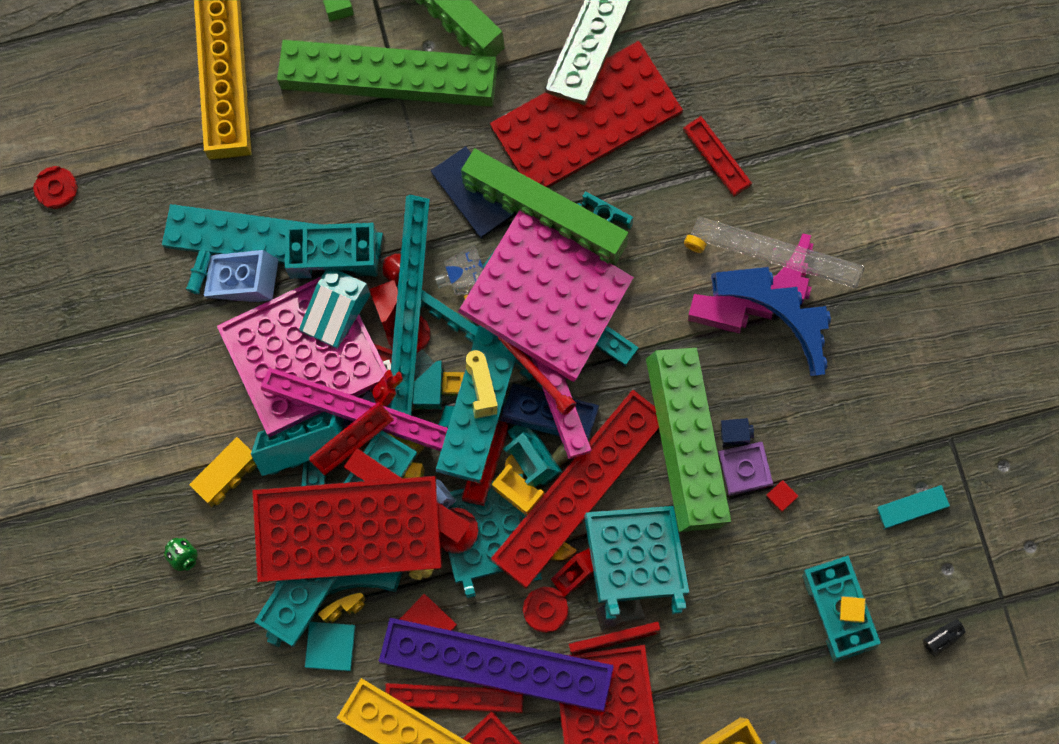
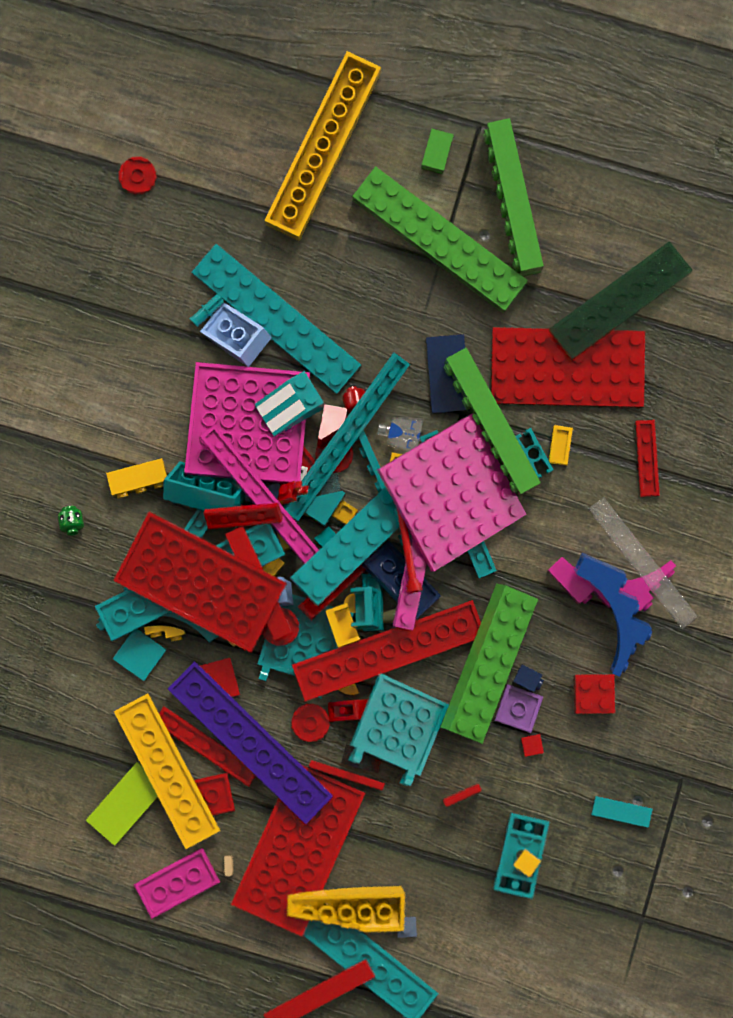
camera: 20 degrees right, 10 degrees up
(354, 249) = (330, 370): teal plate -> none
(486, 401) = (367, 518): light yellow leg -> none
(625, 193) = (560, 445): none -> yellow tile
(695, 244) = (587, 517): yellow tile -> none
(743, 584) = (465, 793): none -> red tile
(811, 407) = (594, 694): none -> red brick
(944, 637) = (583, 919): black hinge -> none

